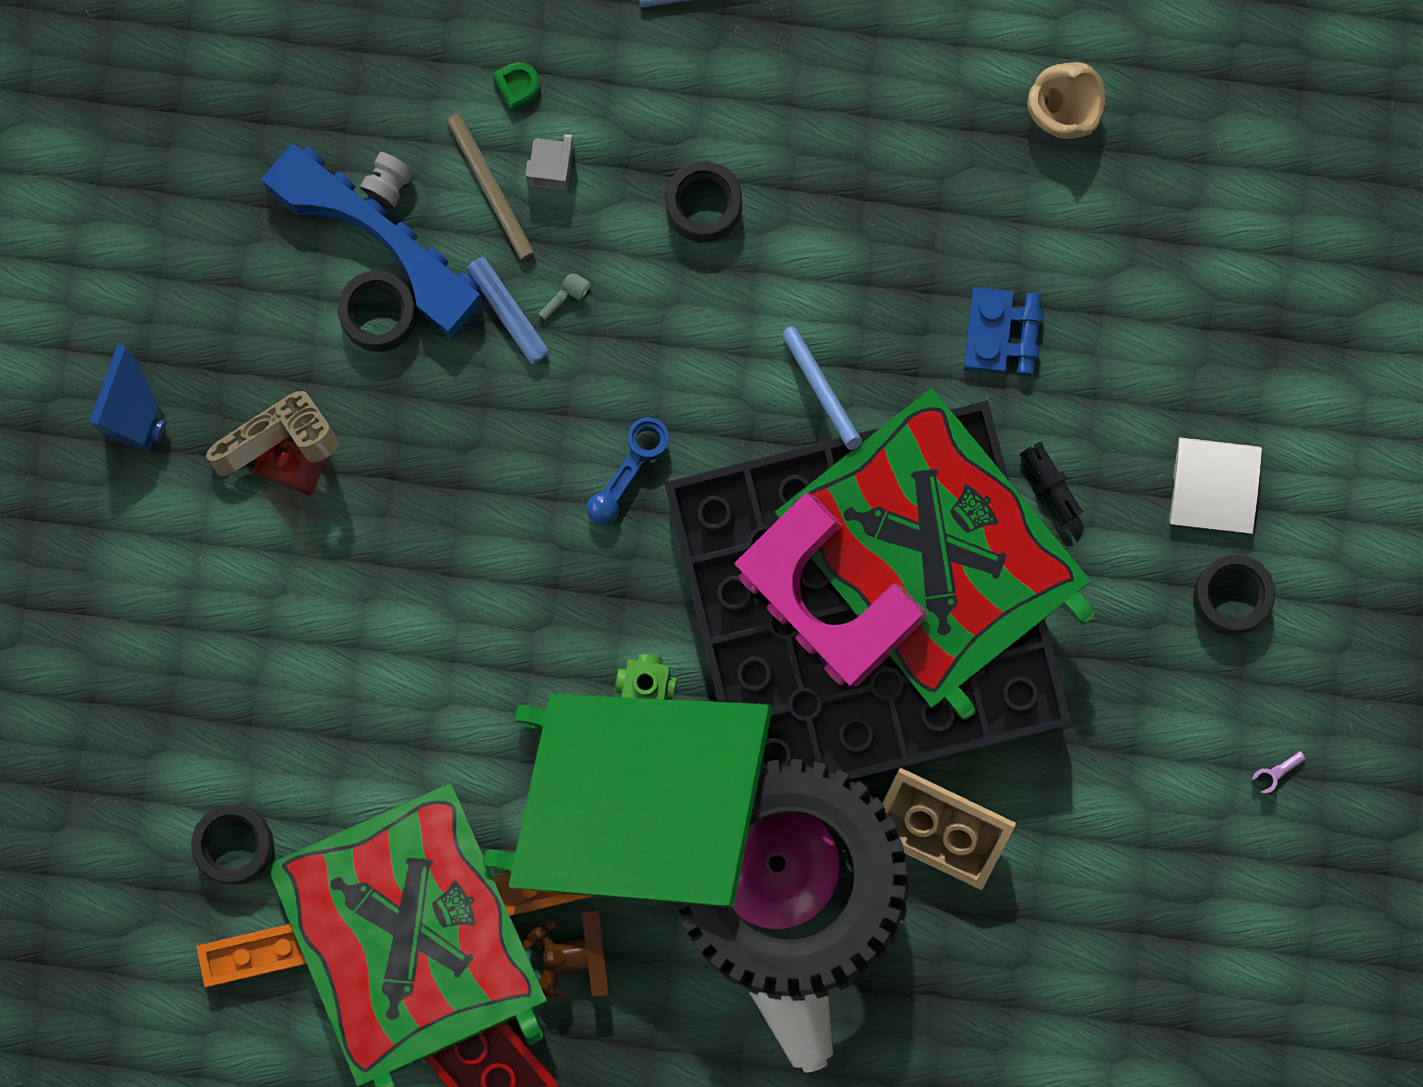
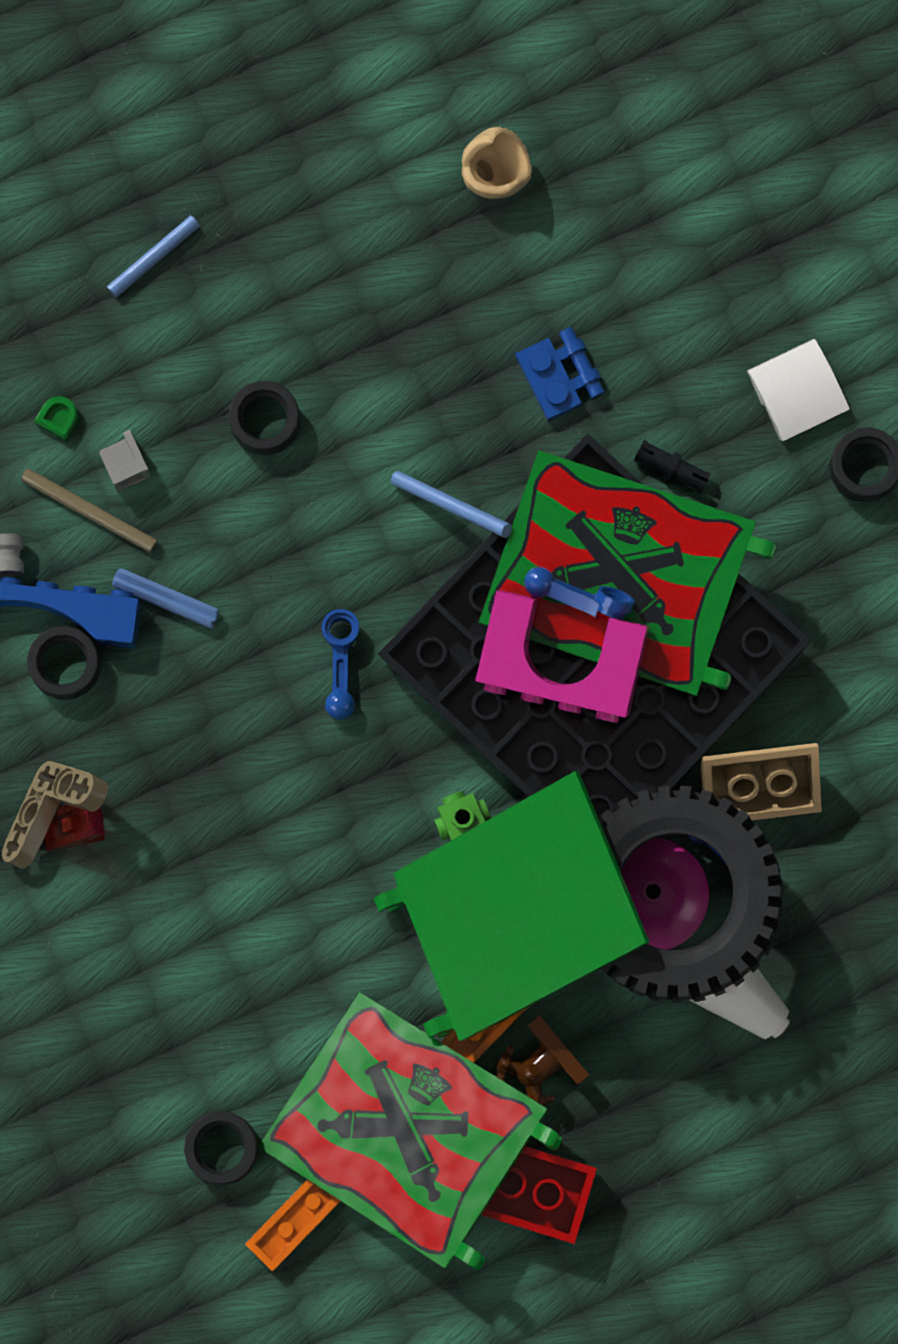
camera: 30 degrees left, 0 degrees up
(572, 285) = (204, 547): sand green hand -> none
(903, 566) = (608, 600): none -> blue piece

